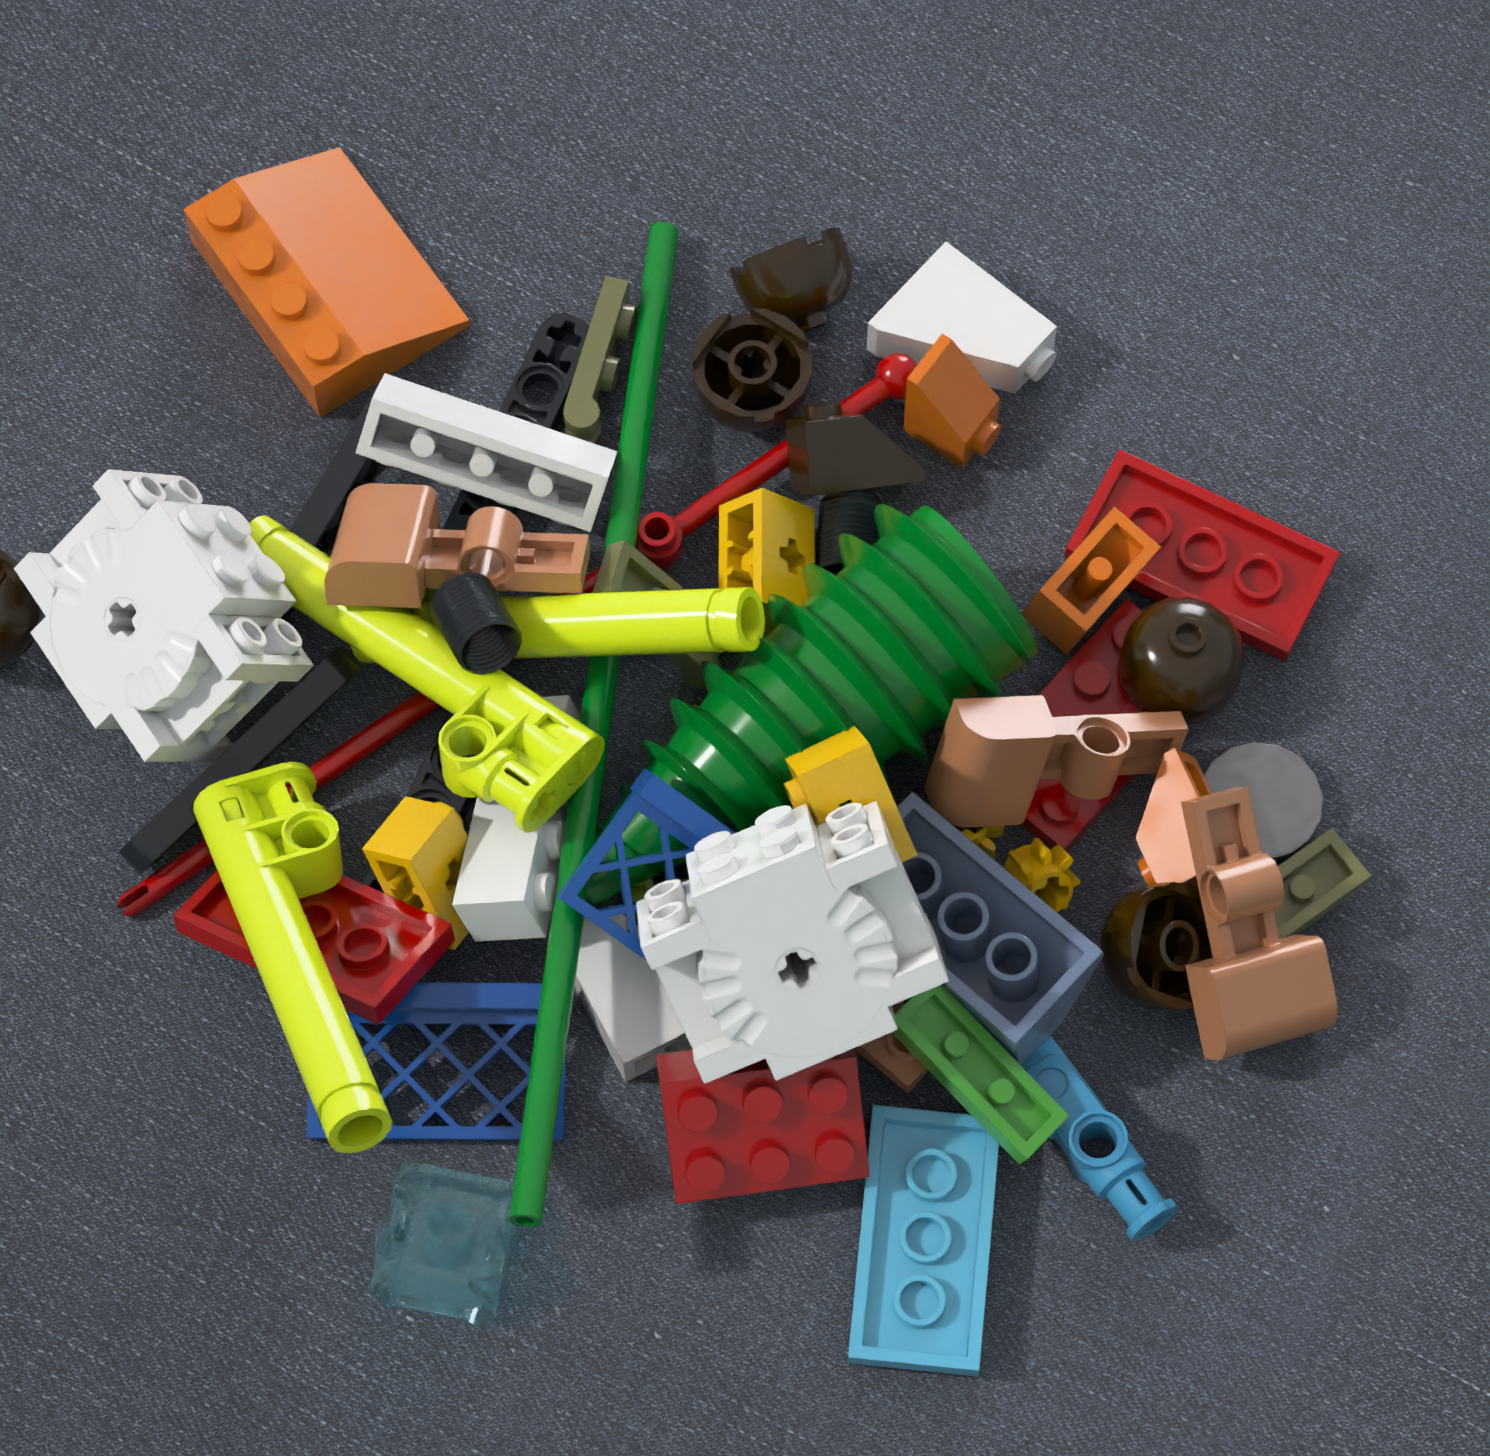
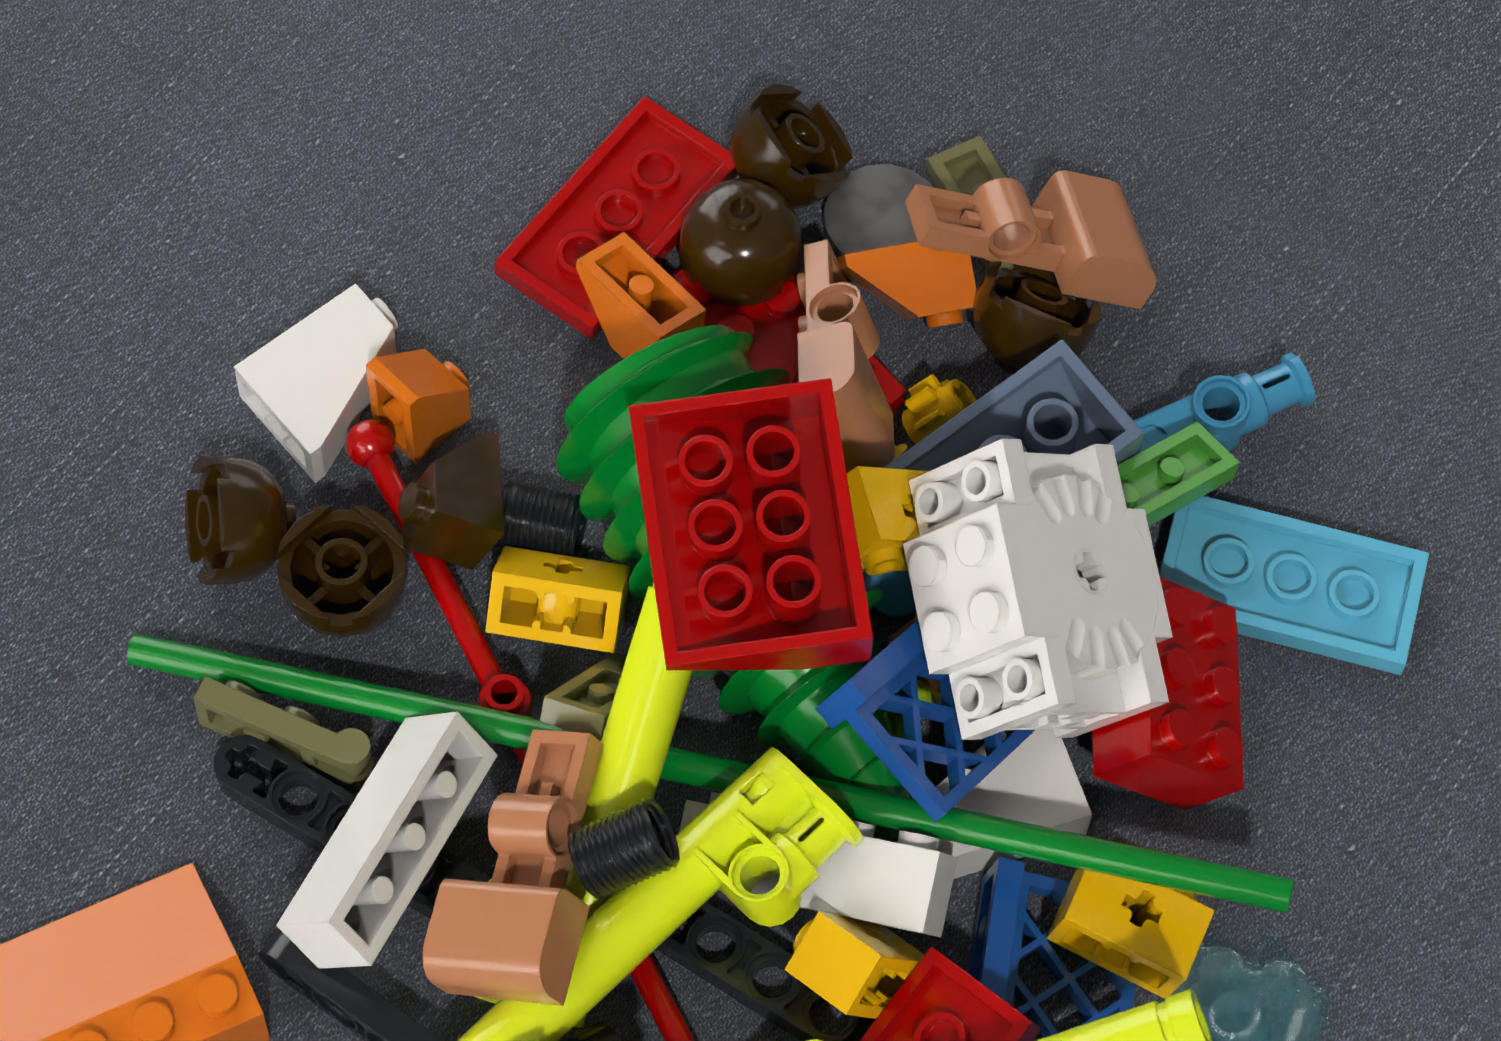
camera: 85 degrees left, 5 degrees down
(496, 1133) = (1151, 951): none -> yellow brick
(774, 654) = (751, 530): none -> red slope
(1303, 690) = (790, 146): none -> dark brown cylinder

